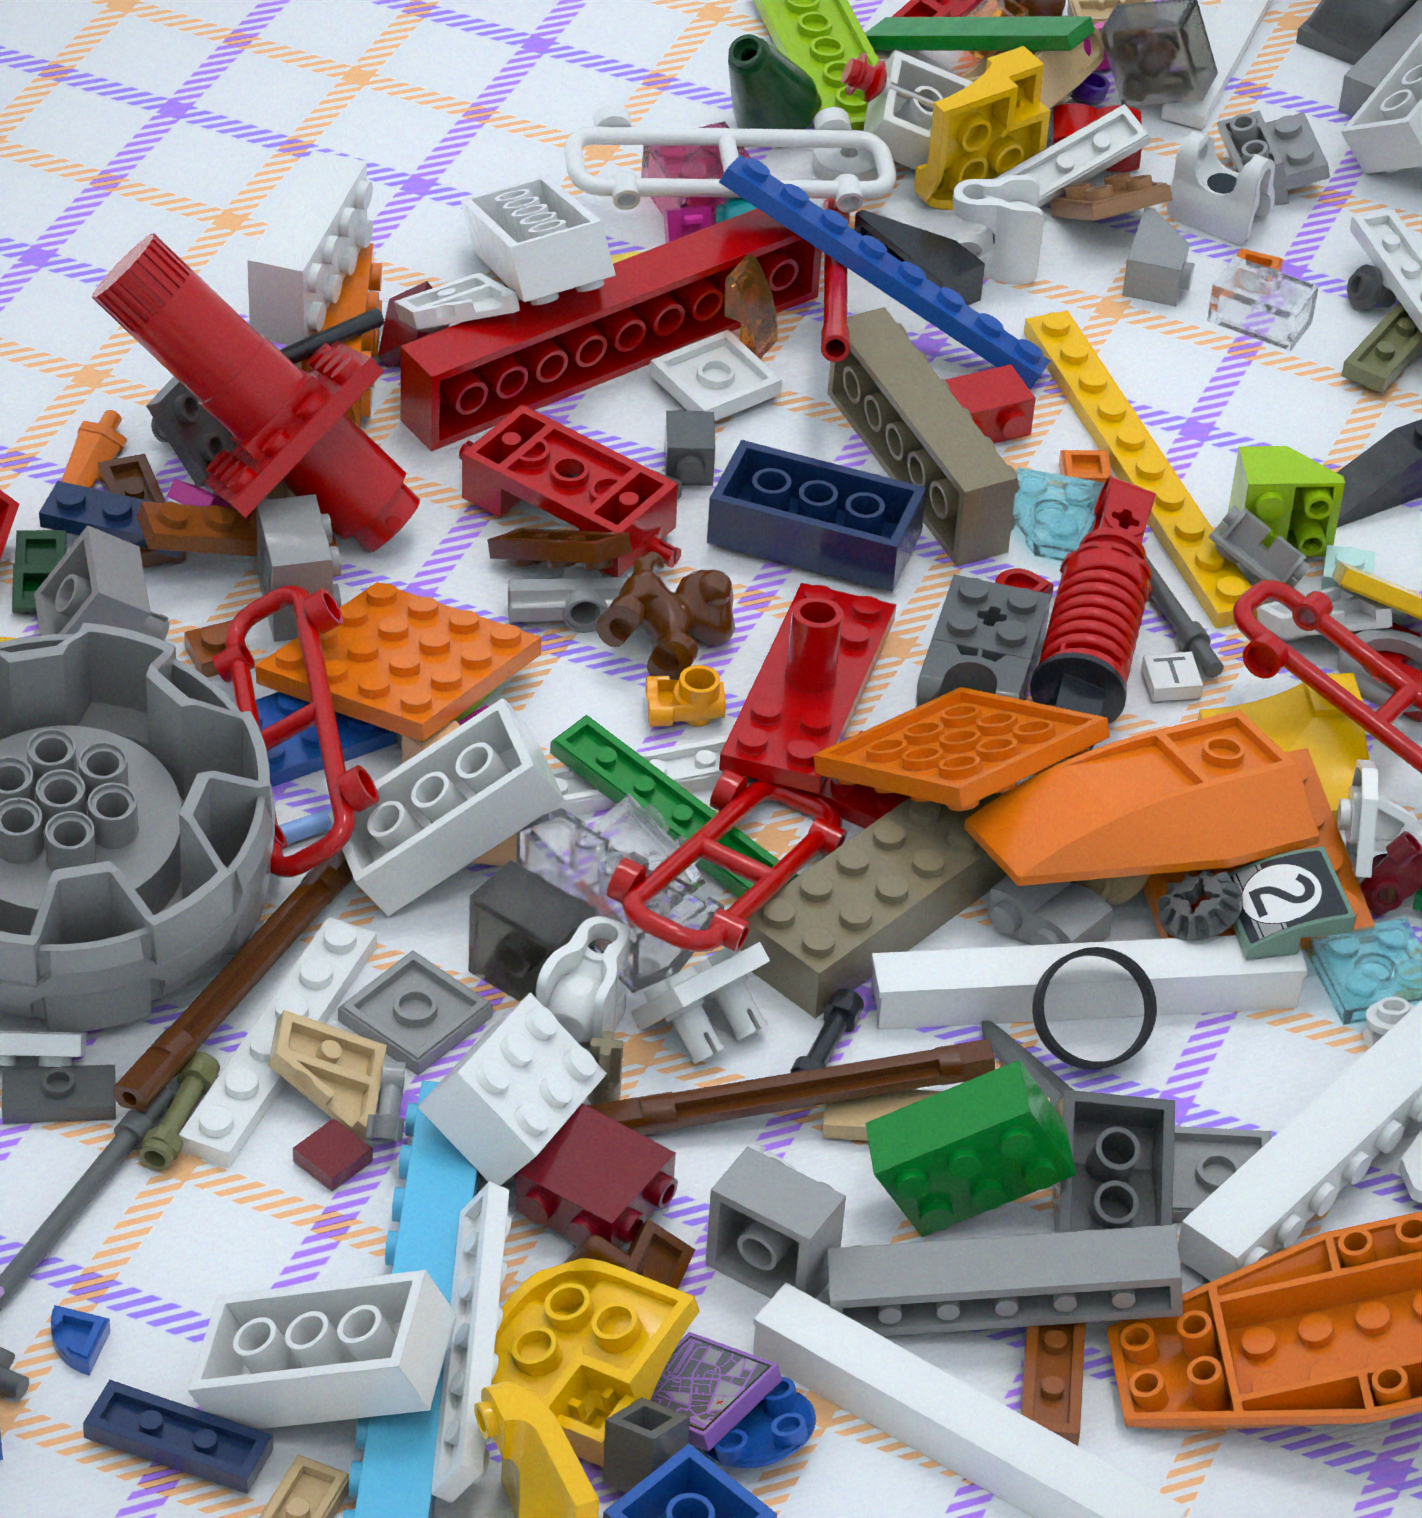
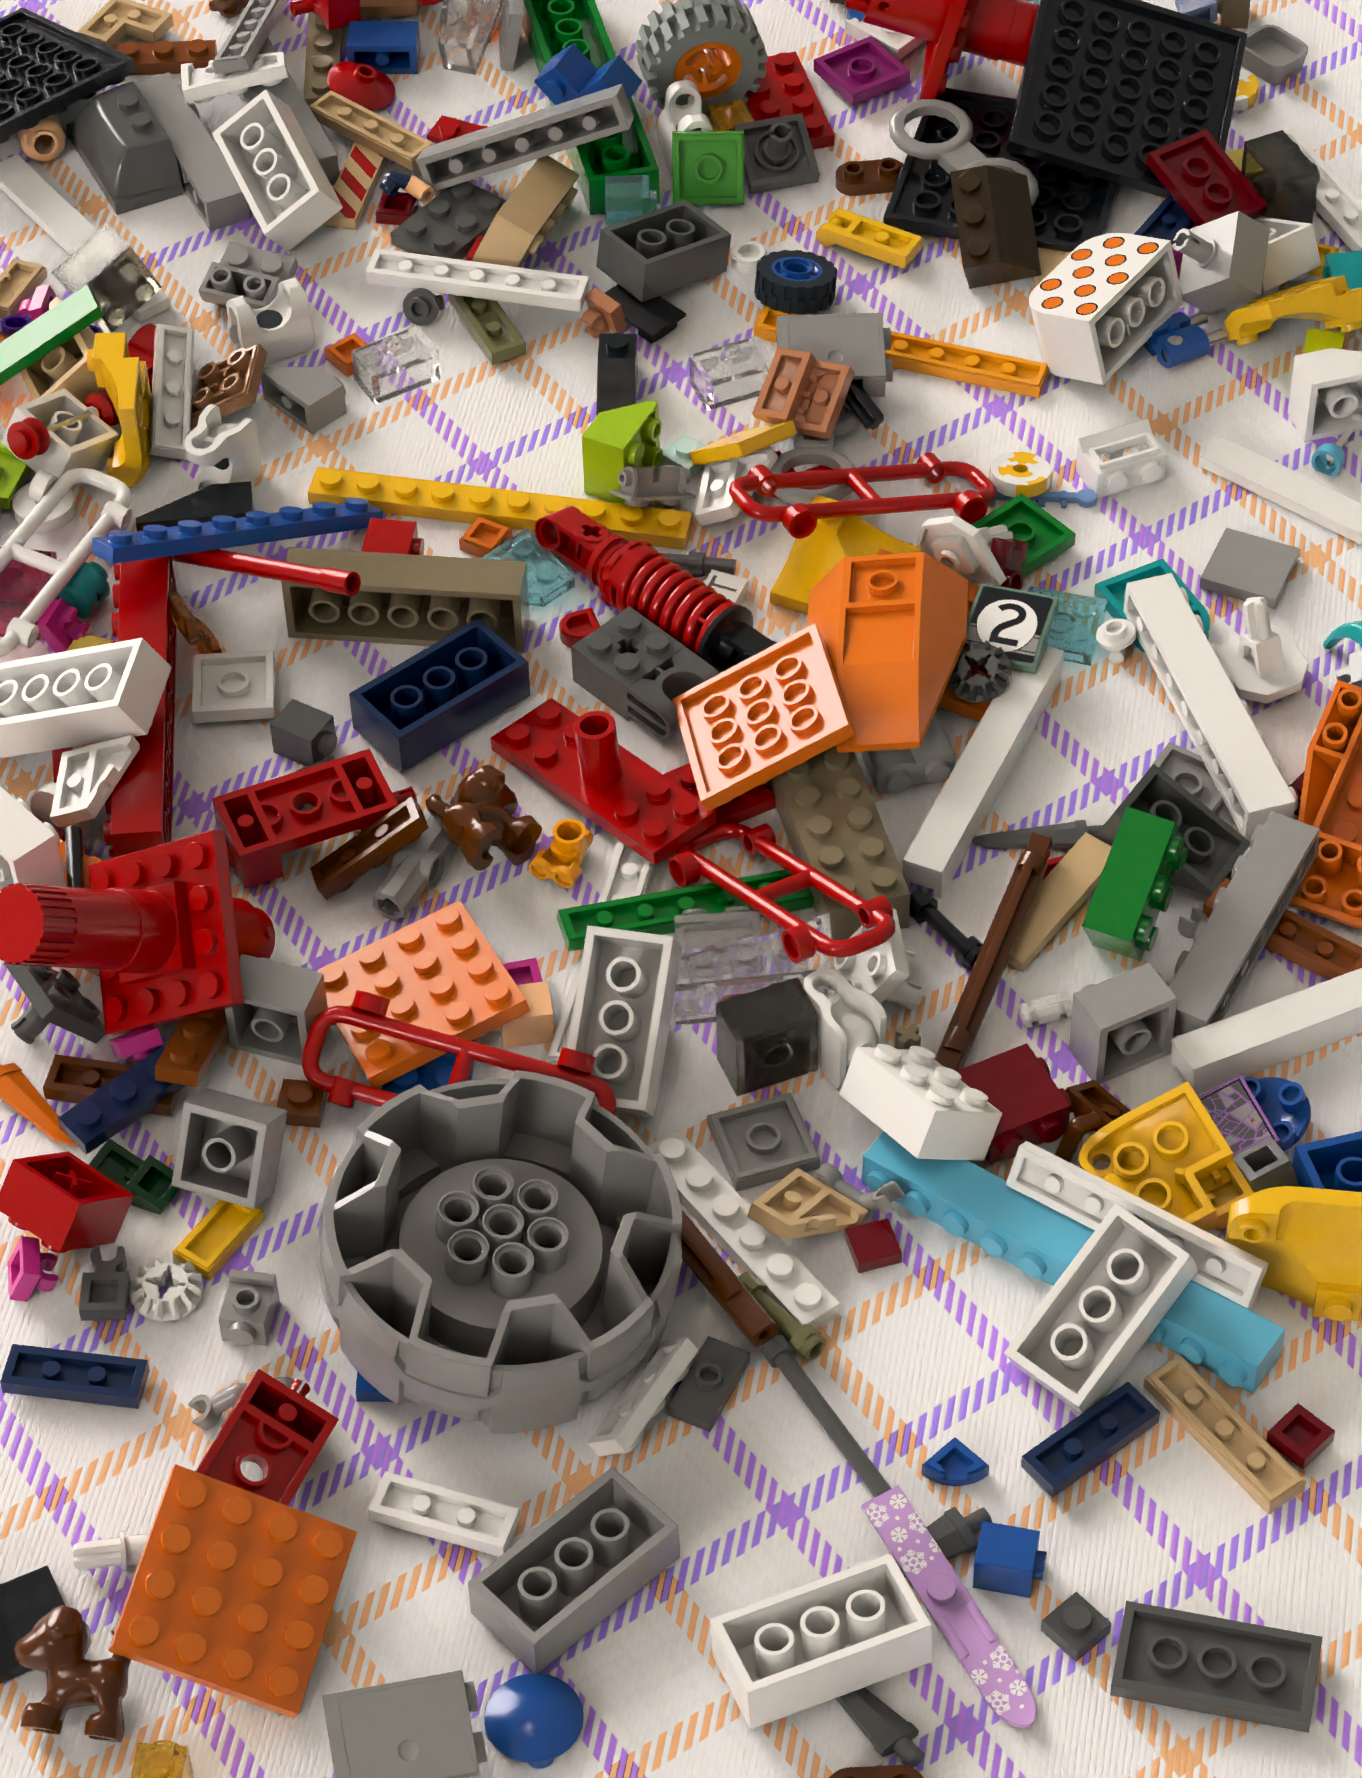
camera: 55 degrees left, 5 degrees up
(1139, 976) = (1049, 753): black tyre -> none

